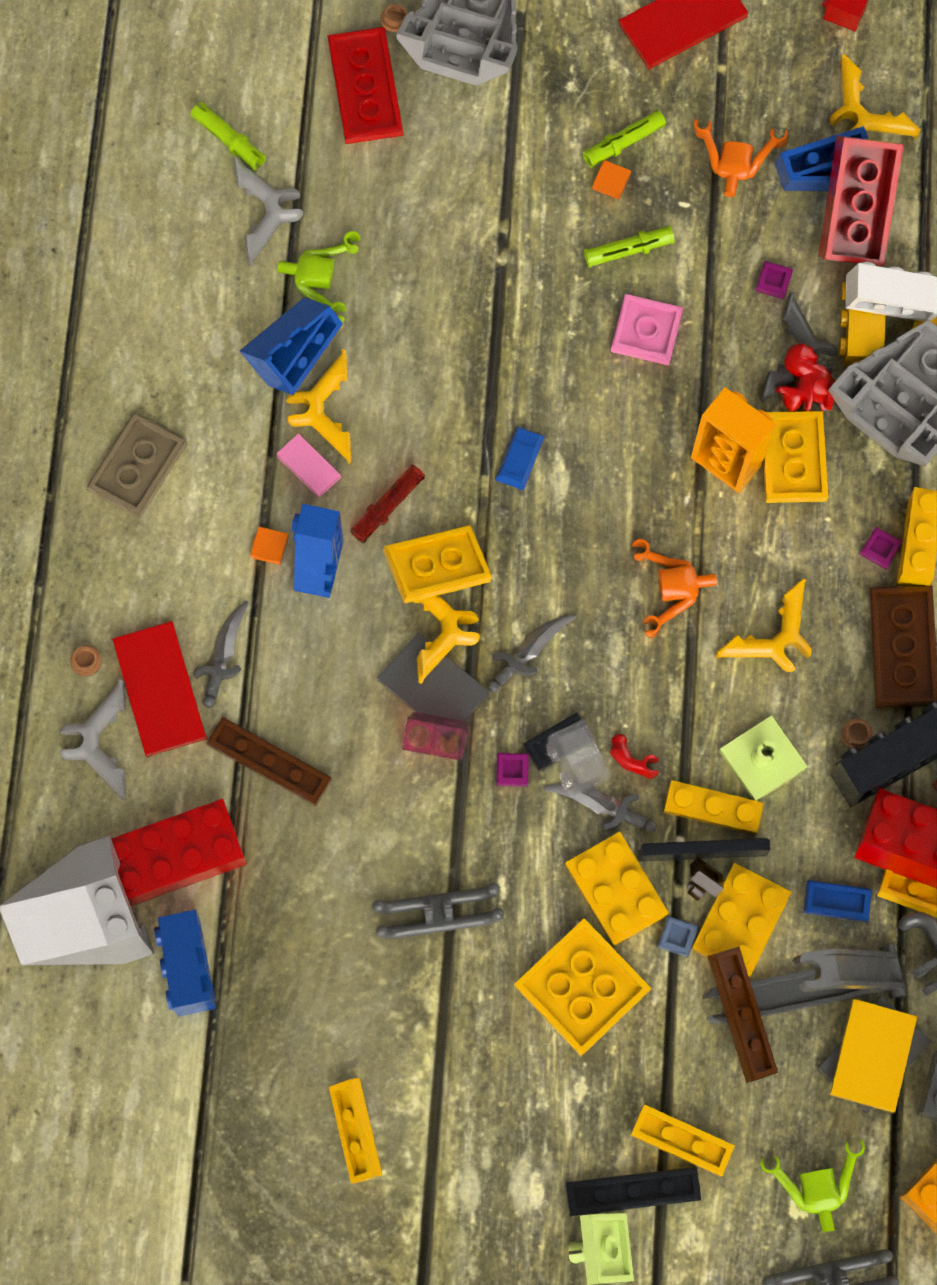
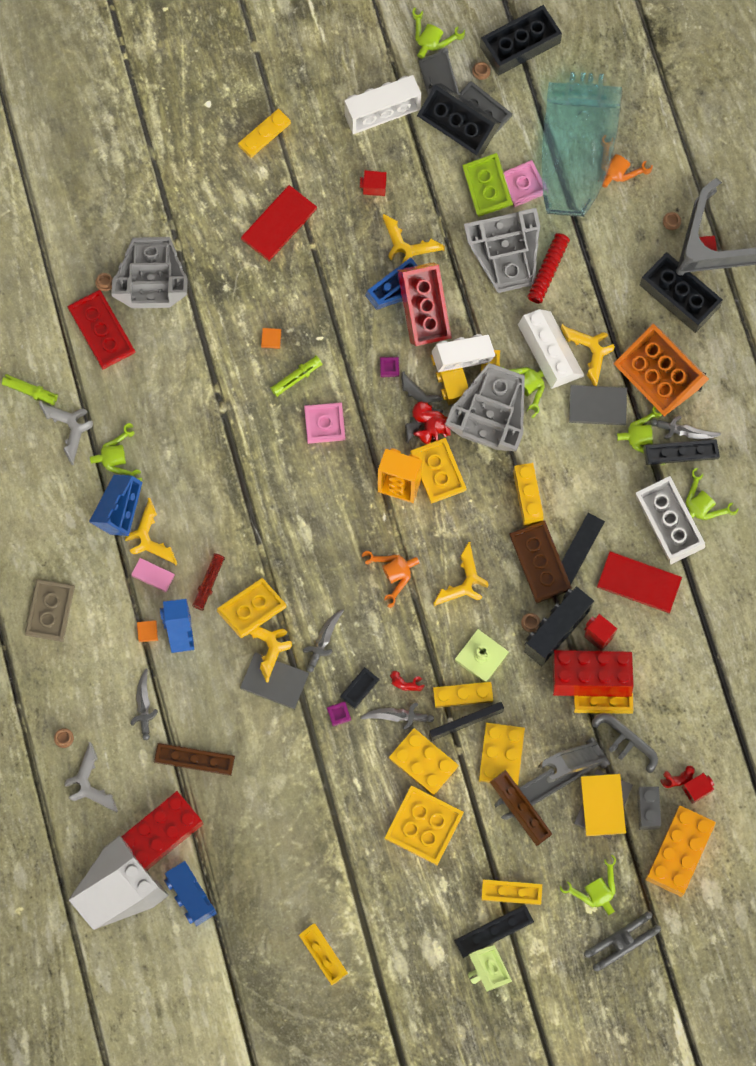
camera: 20 degrees left, 0 degrees up
(159, 689) = (113, 739): red tile -> none
(438, 912) = (325, 812): dark grey piece -> none
(444, 724) = (291, 701): clear pink piece -> none
(519, 458) = (276, 526): blue tile -> none
(577, 757) = (374, 693): clear brick -> none
(614, 144) = (265, 315): lime pin -> none
(677, 936) = (468, 777): sand blue tile -> none
(704, 879) = (472, 738): dark brown tile -> none
(736, 157) = (341, 299): orange piece -> none
(837, 901) = (552, 723): blue tile -> none
(881, 548) = (507, 507): magenta tile -> none

